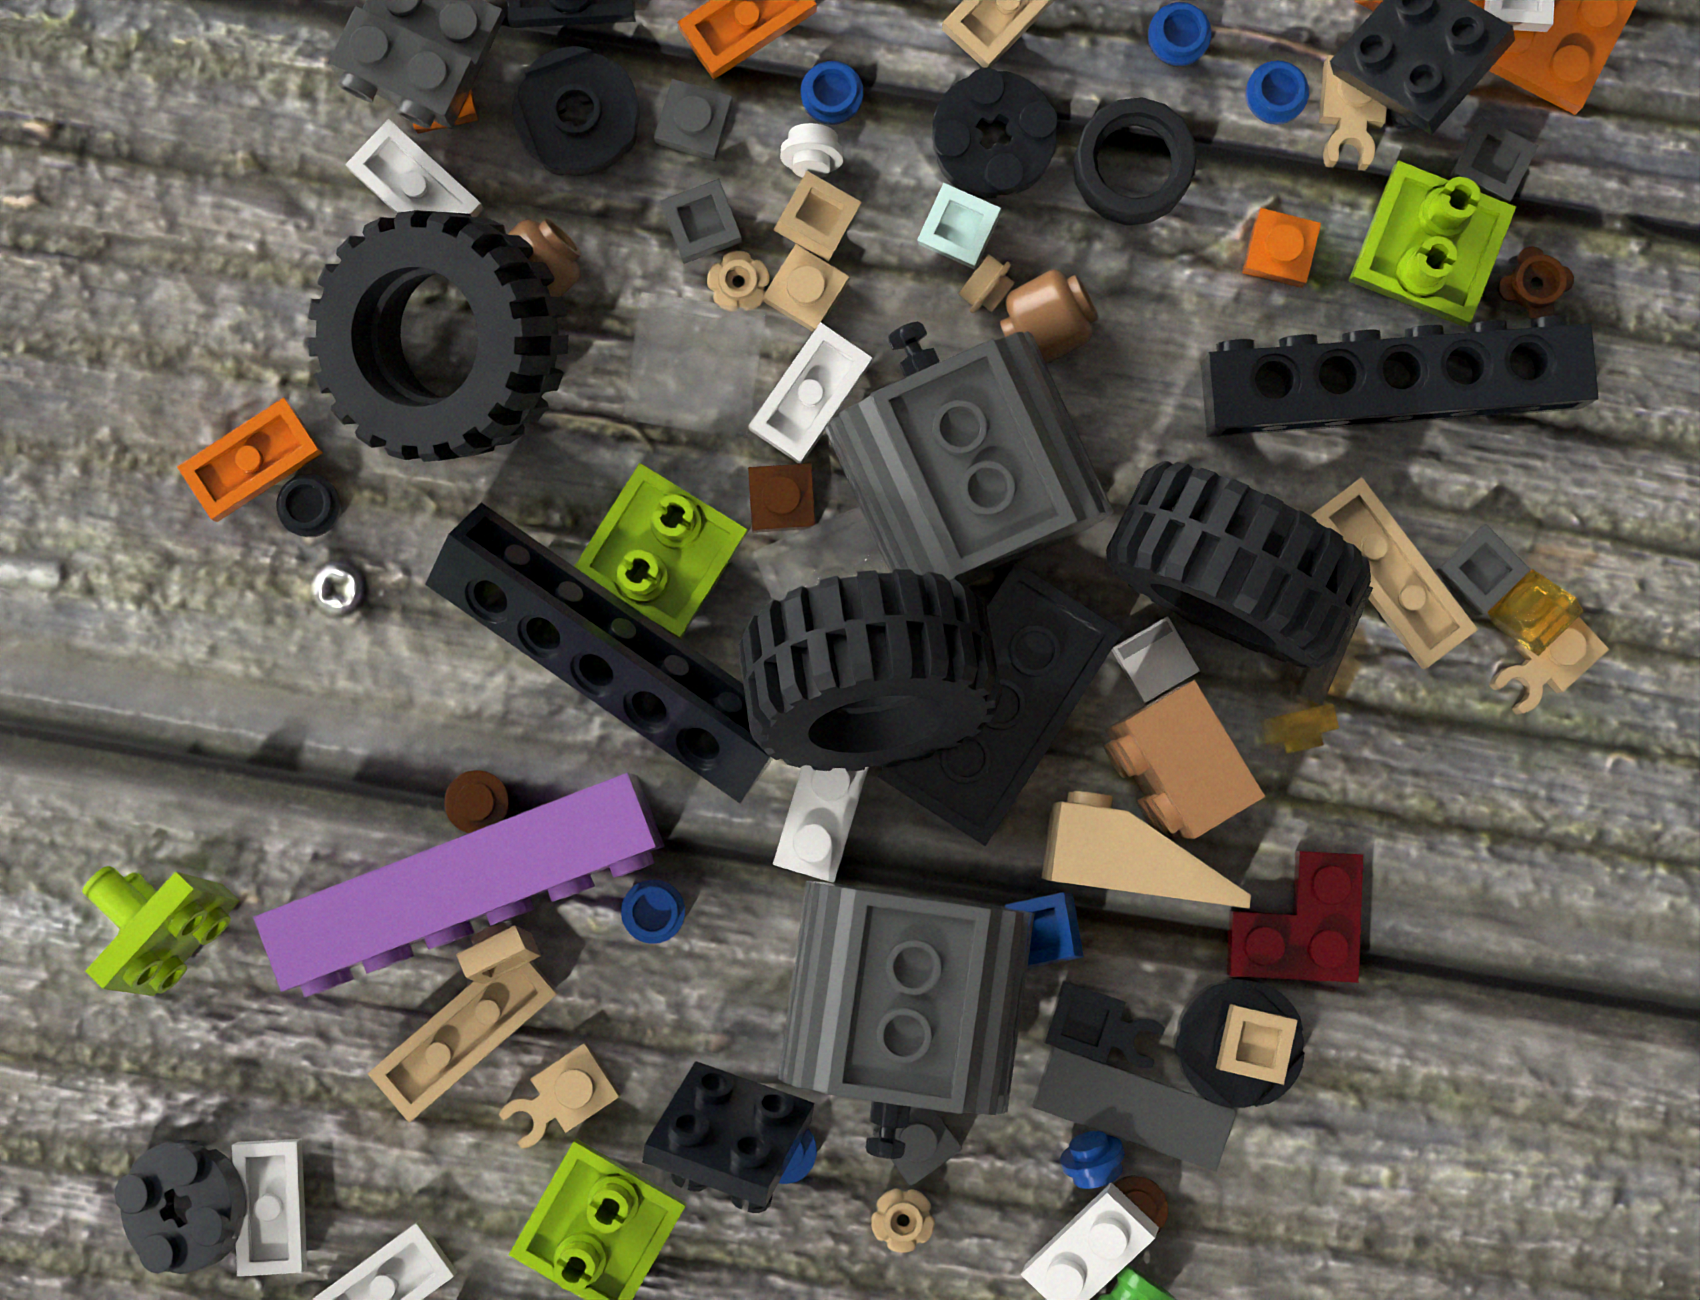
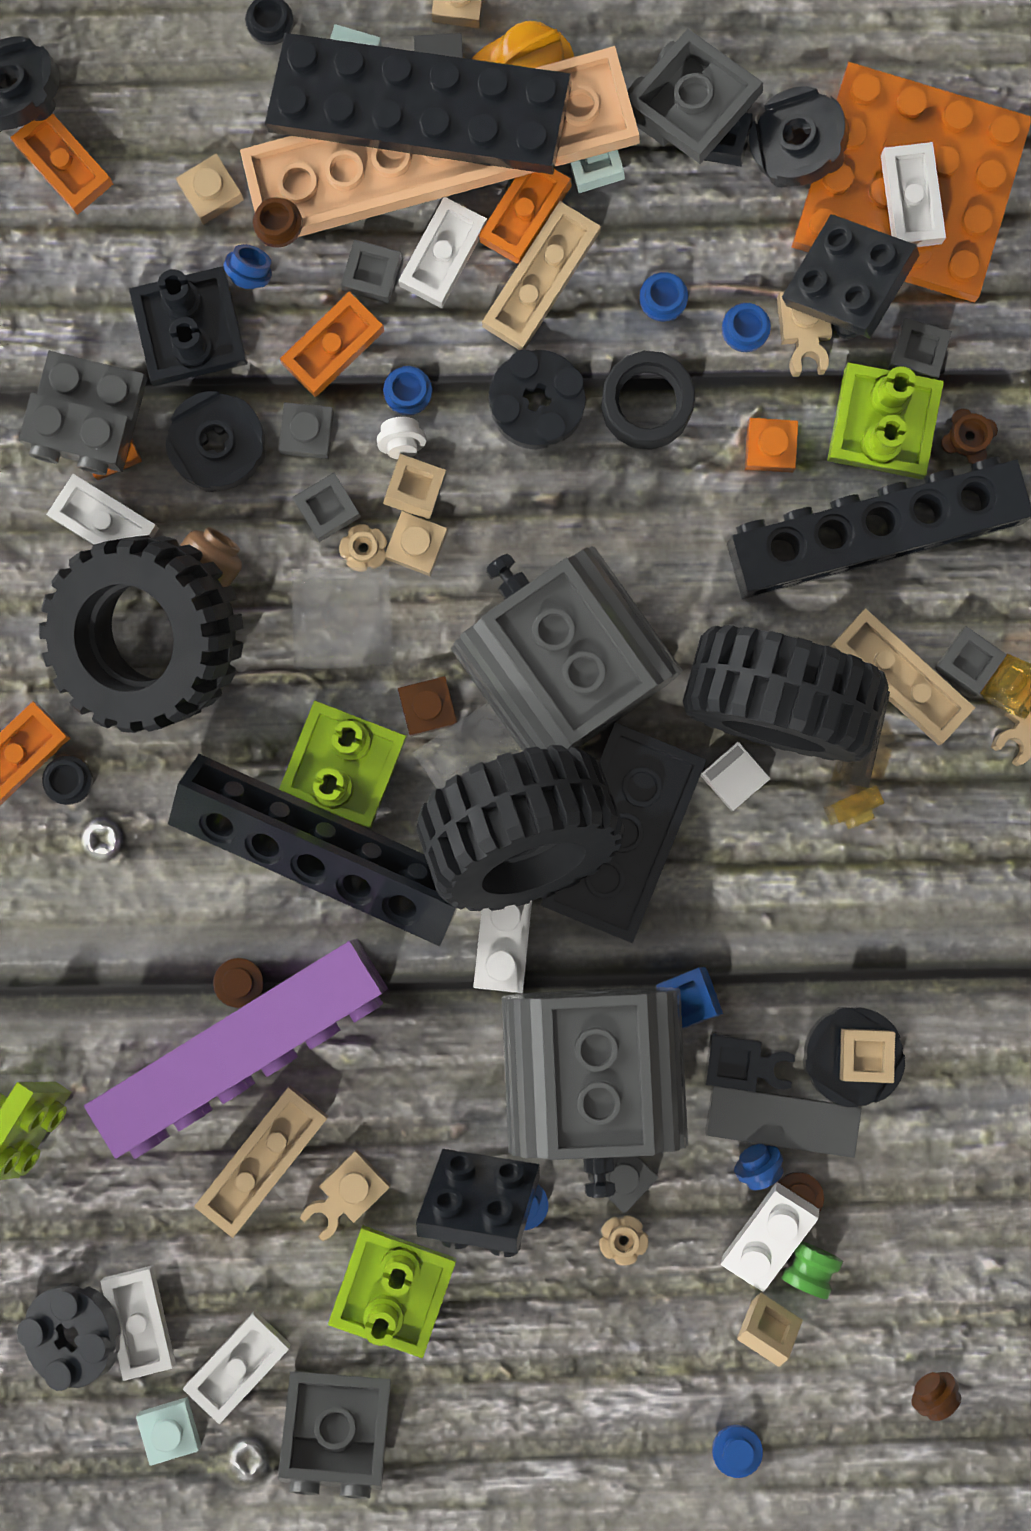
camera: 10 degrees left, 0 degrees up
(497, 952) = (275, 1095): tan plate -> none
(653, 911) = (388, 1040): blue plate -> none
(810, 393) = (434, 623): white plate -> none
(959, 226) = (524, 474): light aqua plate -> none
(987, 285) = (553, 515): tan plate -> none
(1053, 311) = (607, 526): medium nougat head -> none
(1121, 852) = (736, 930): tan slope -> none
(1182, 763) = (771, 853): medium nougat brick -> none
(1319, 936) = (897, 965): dark red plate -> none

